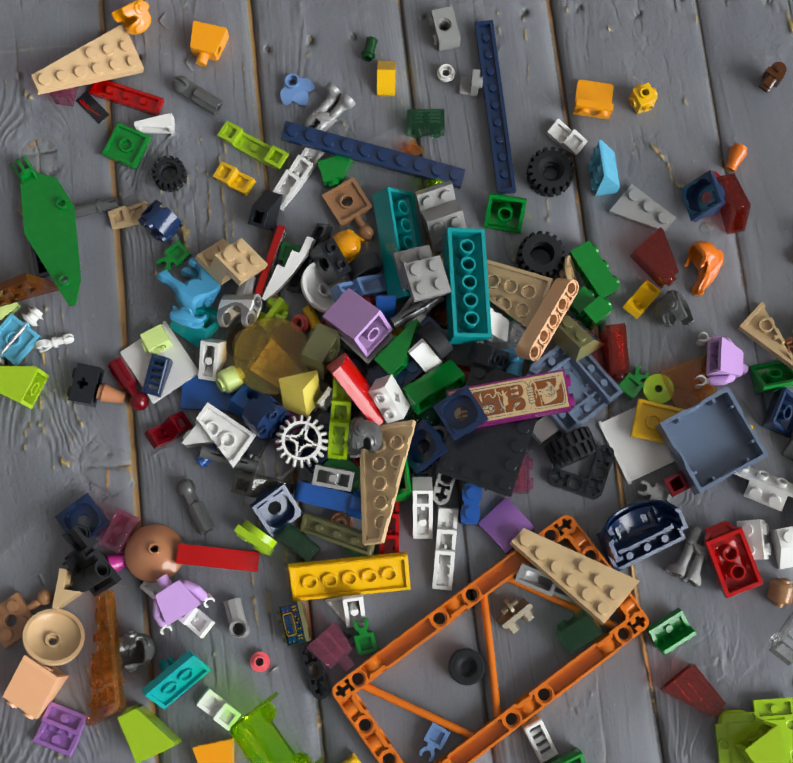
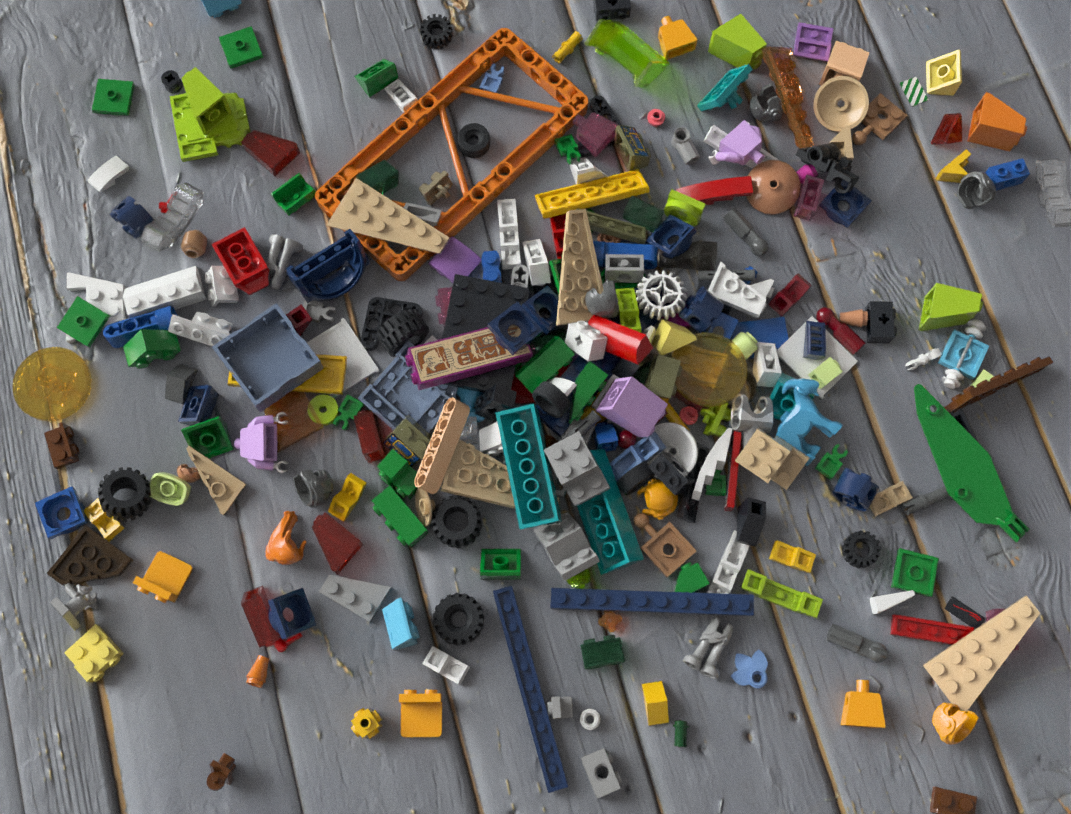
camera: 170 degrees right, 5 degrees down
(218, 708) = (679, 76): slope -> none

